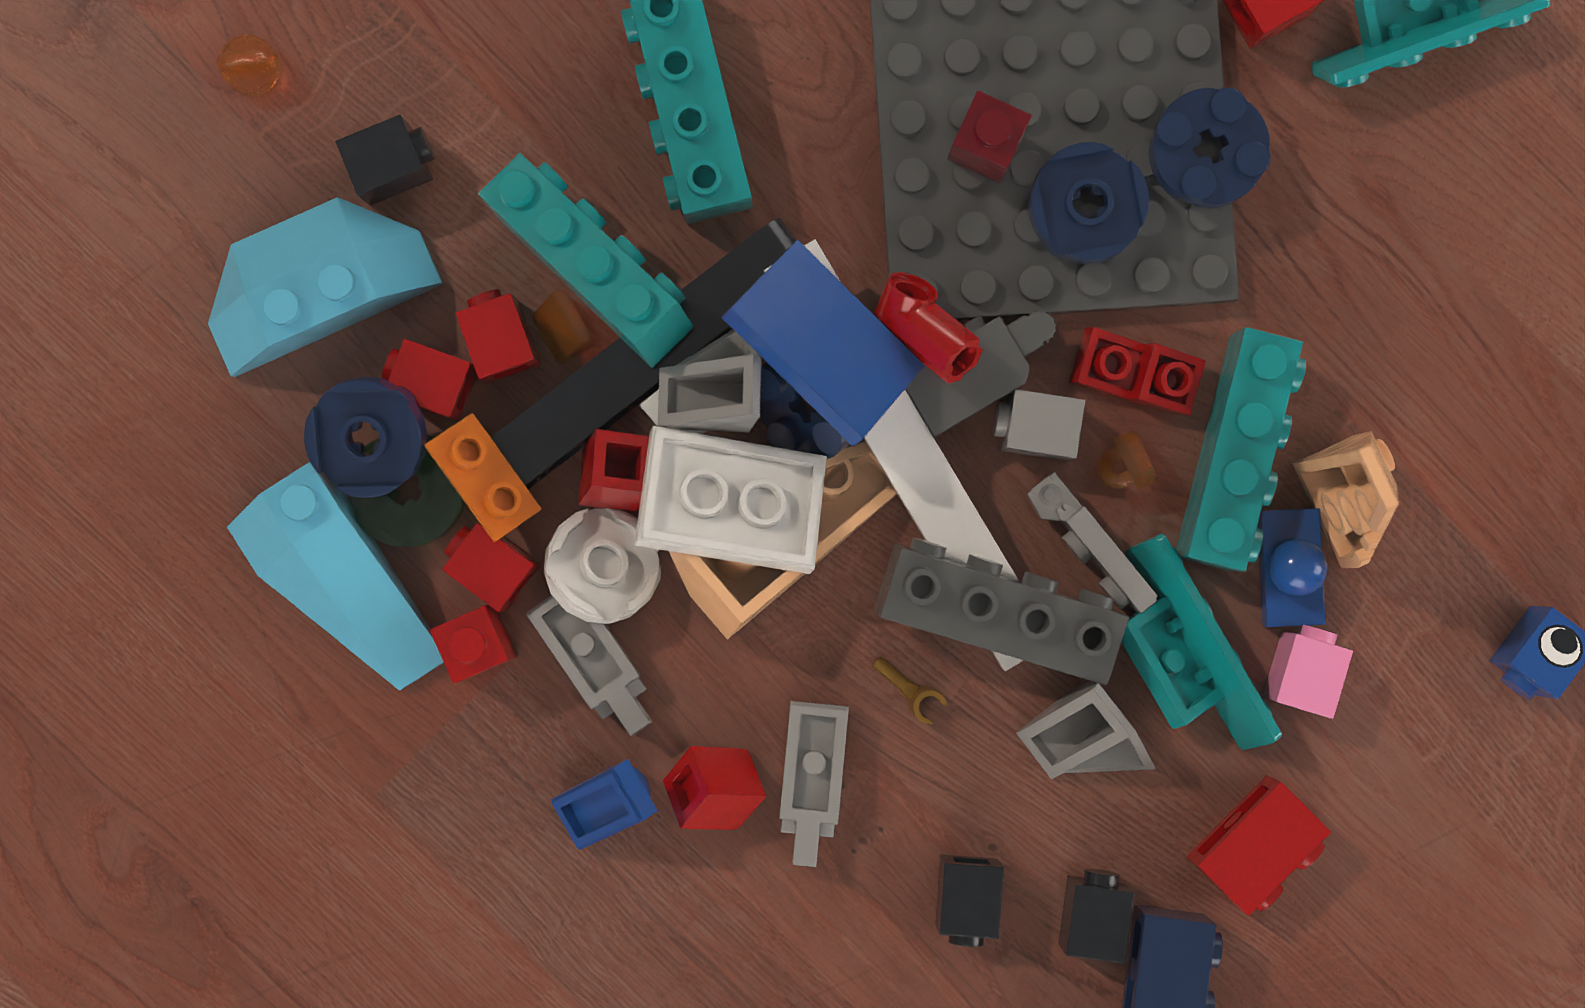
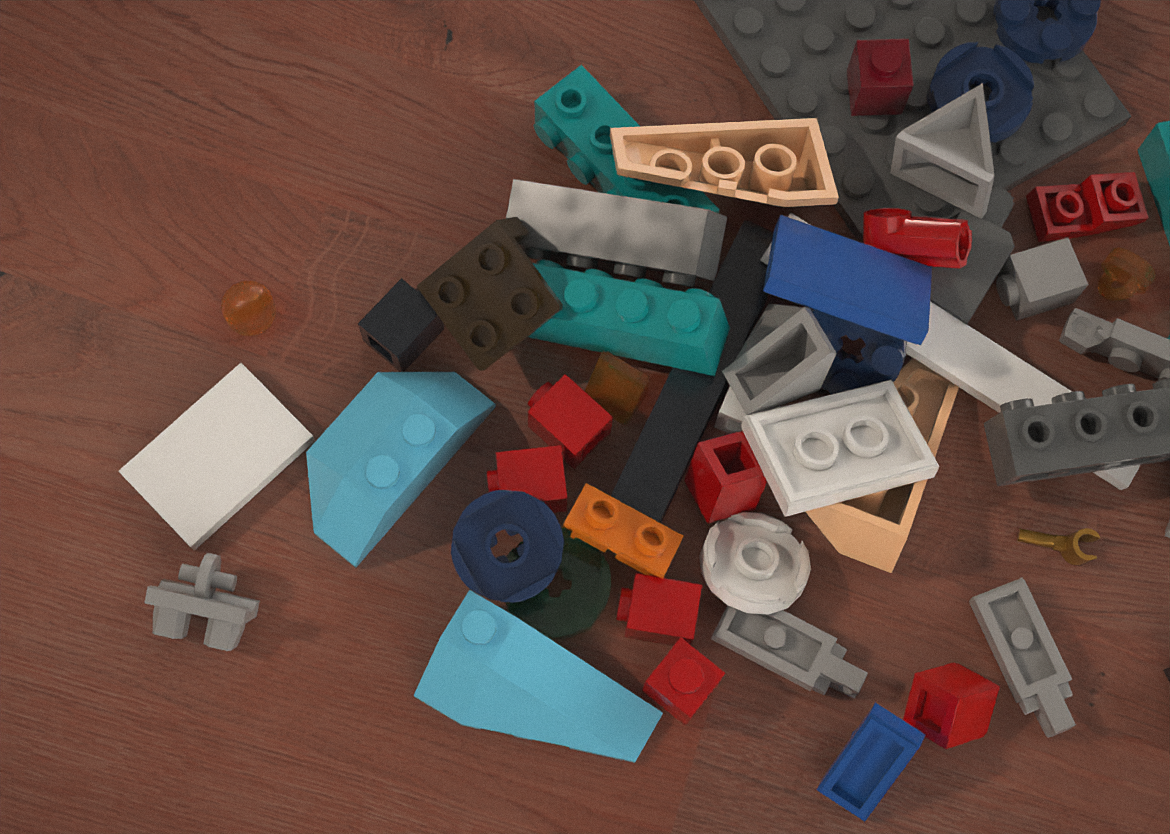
camera: 30 degrees left, 15 degrees down
(72, 340) = (177, 601): none -> light grey hips
(151, 203) = (217, 456): none -> white tile
(472, 176) = (491, 293): none -> dark brown bracket
(628, 172) = (619, 231): none -> brick
(793, 161) = (746, 160): none -> light nougat wedge
(1007, 256) = (950, 153): none -> light grey slope

